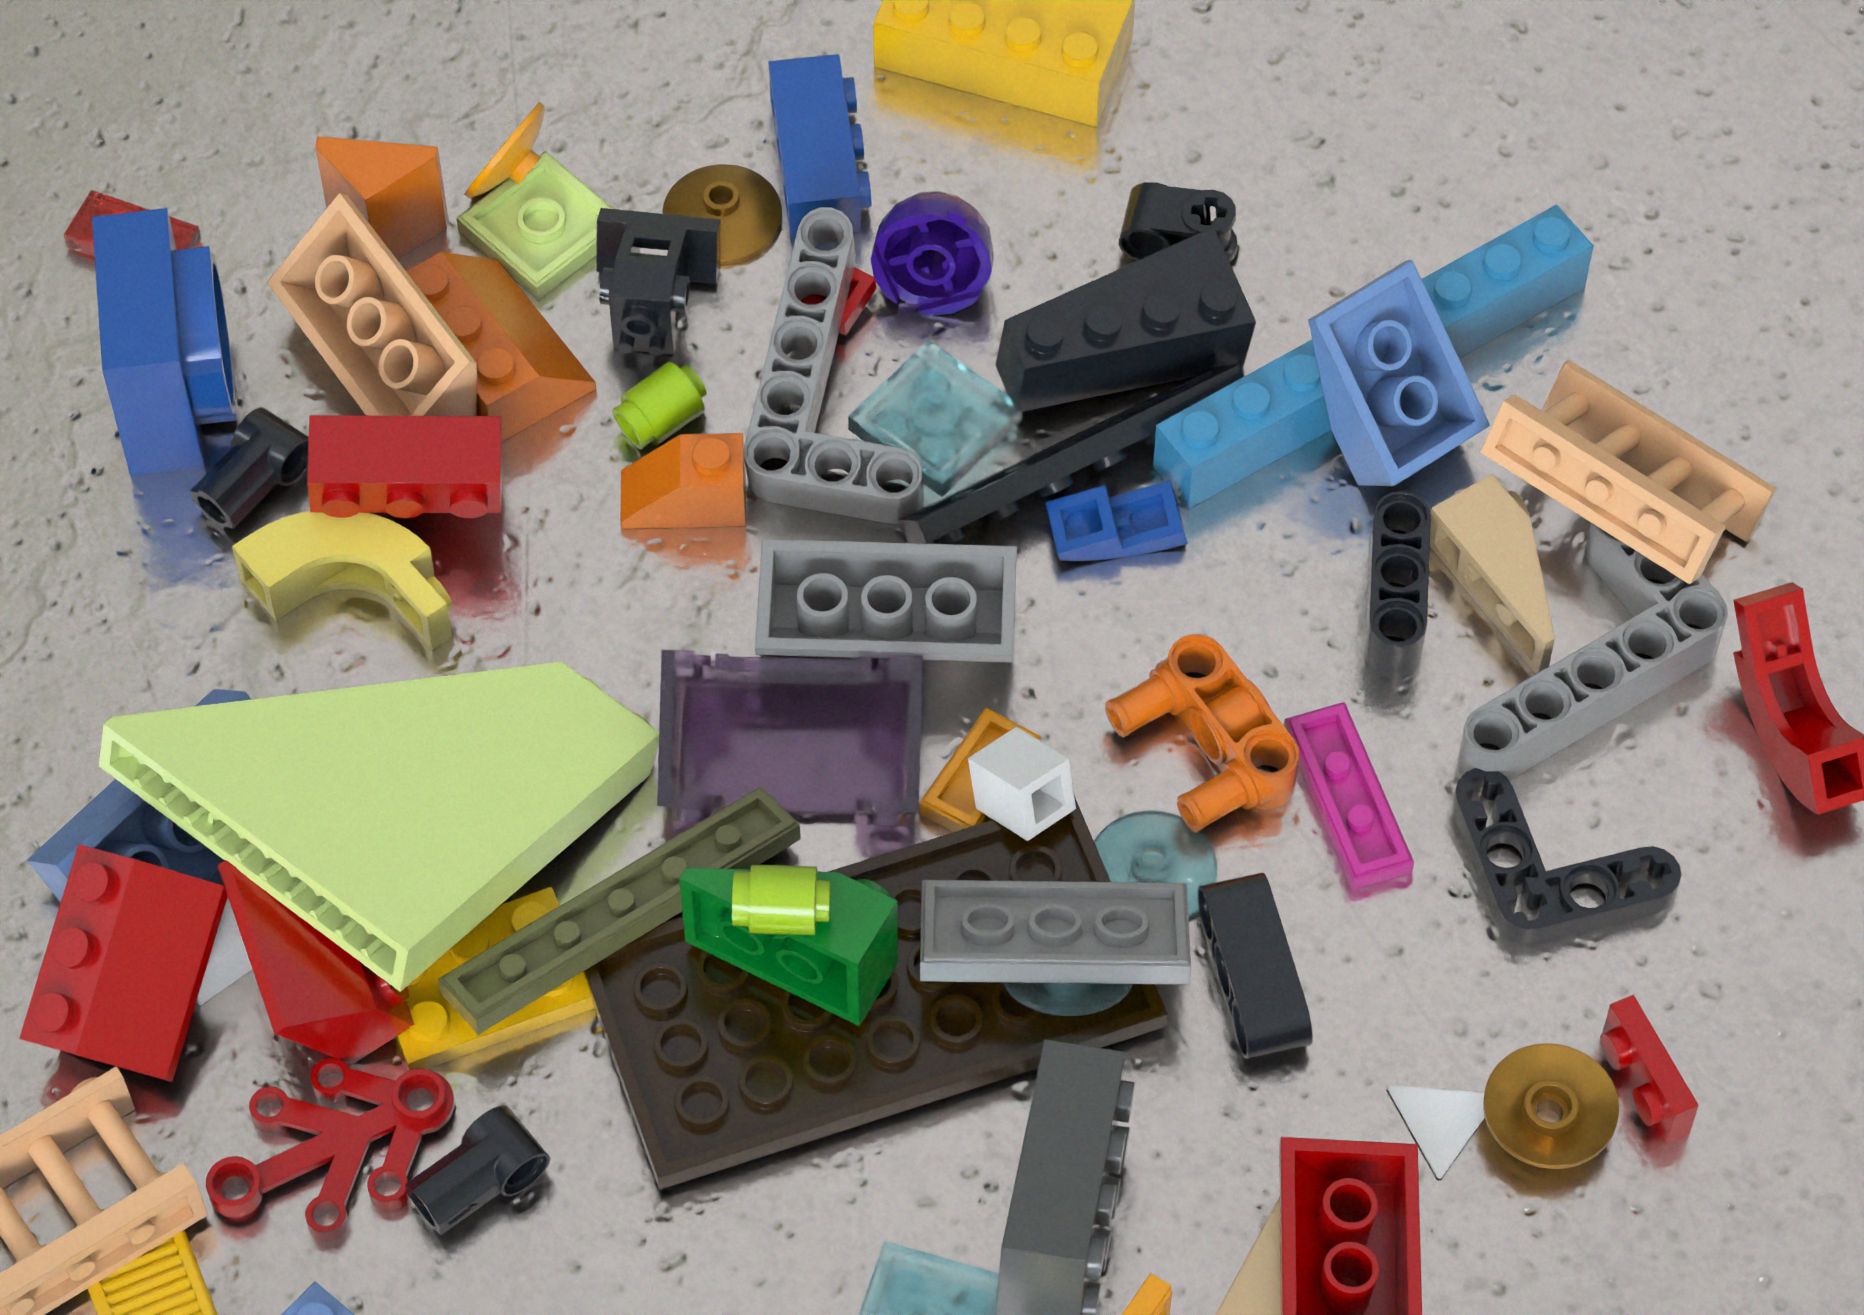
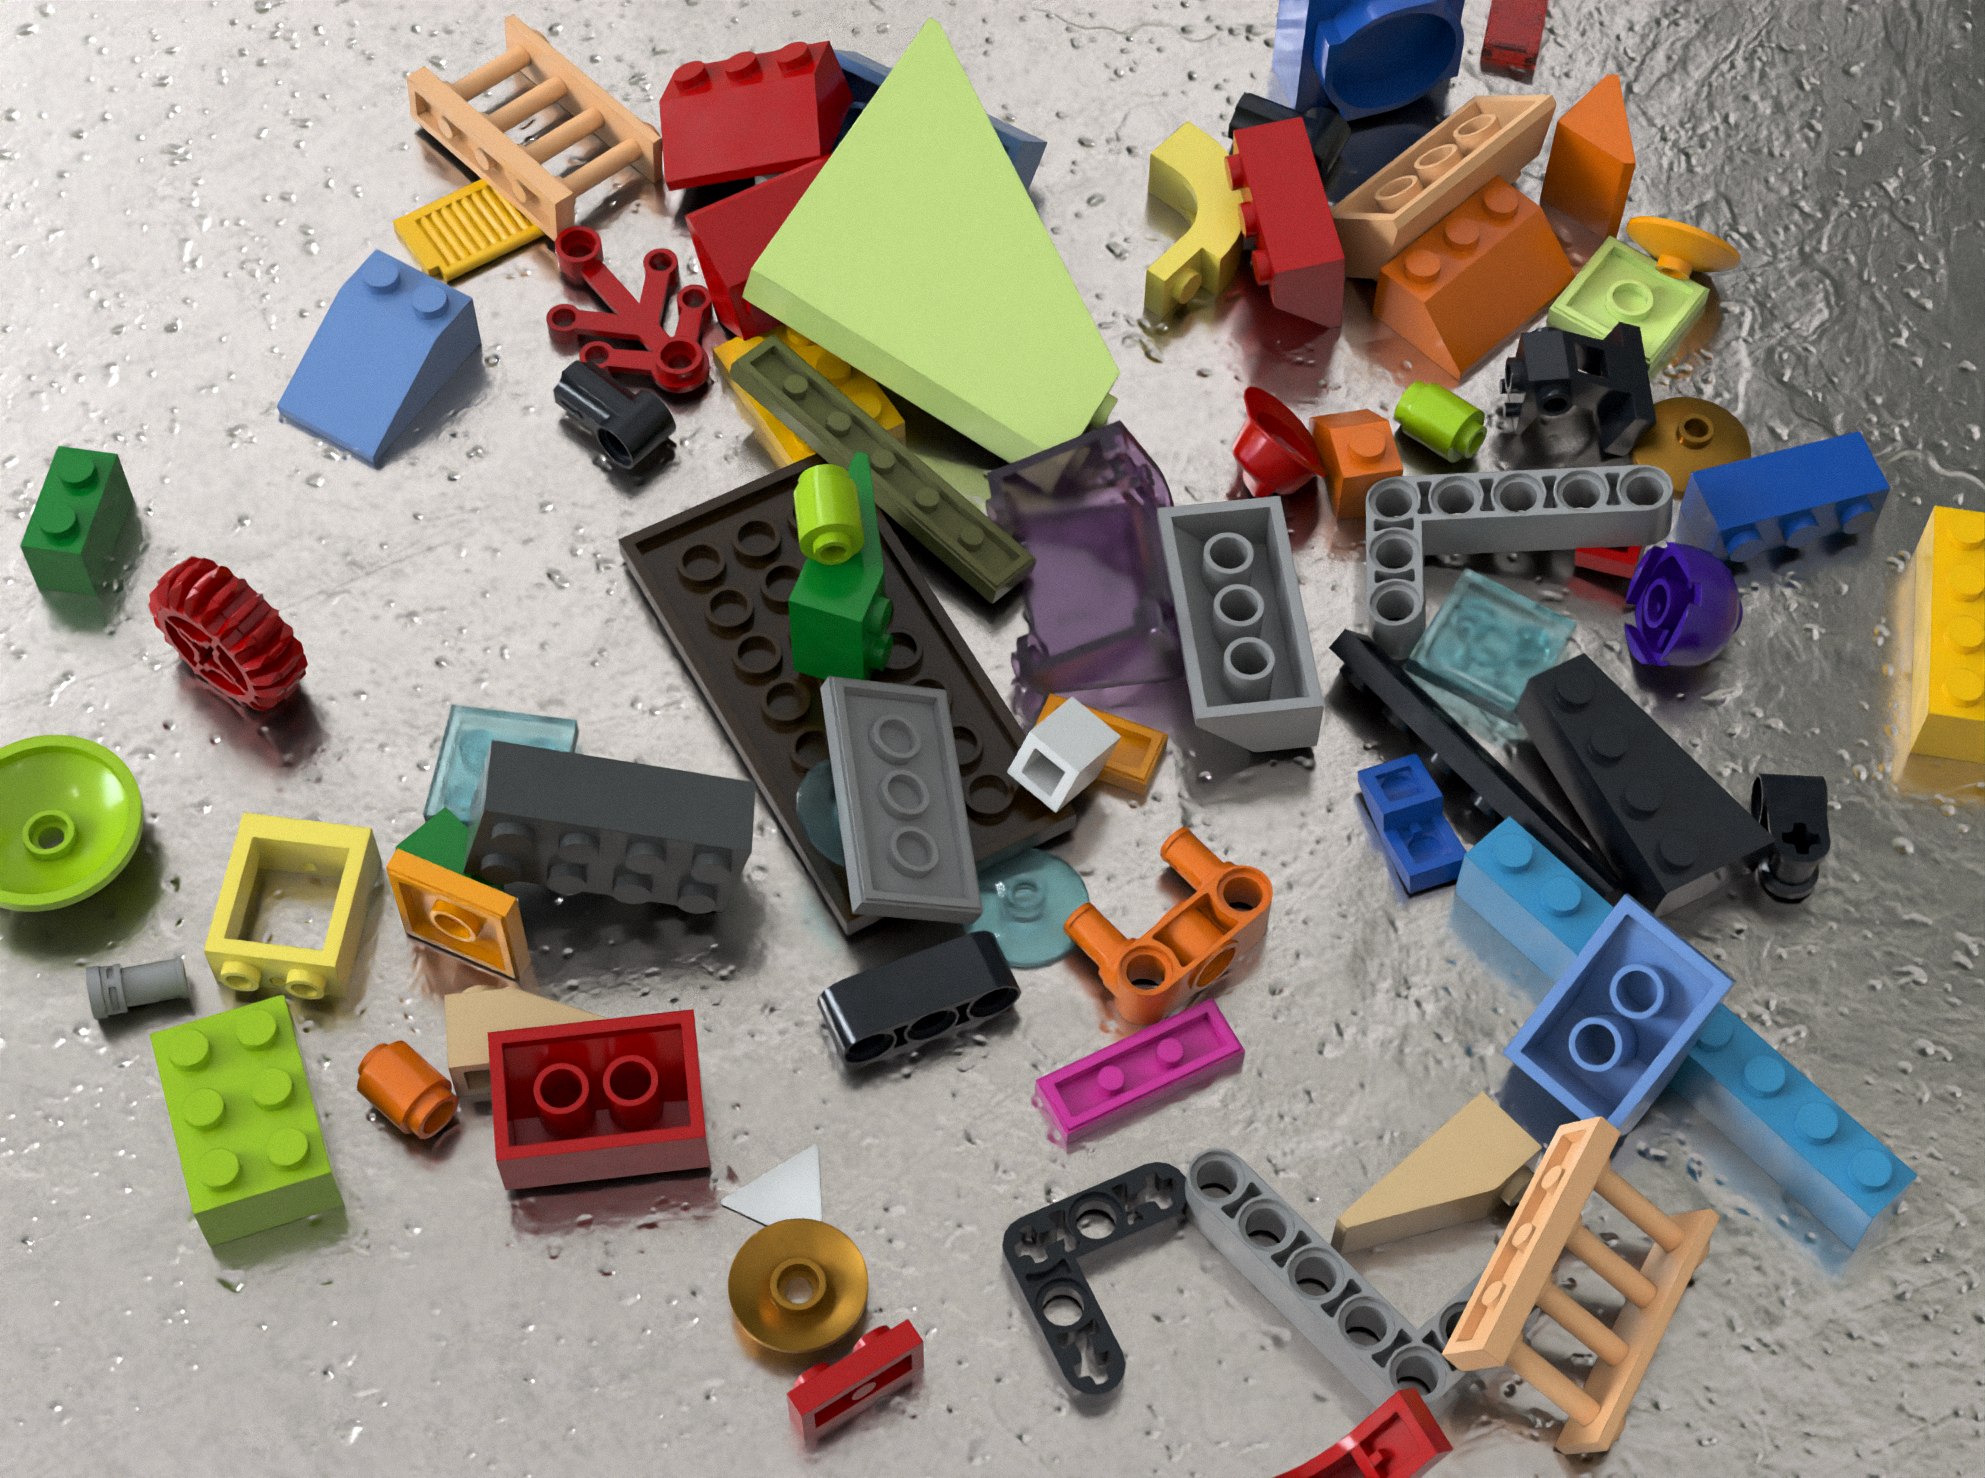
camera: 80 degrees right, 0 degrees up
(672, 555) = (1274, 447): none -> red piece
(1390, 608) = (1370, 1102): black beam -> none

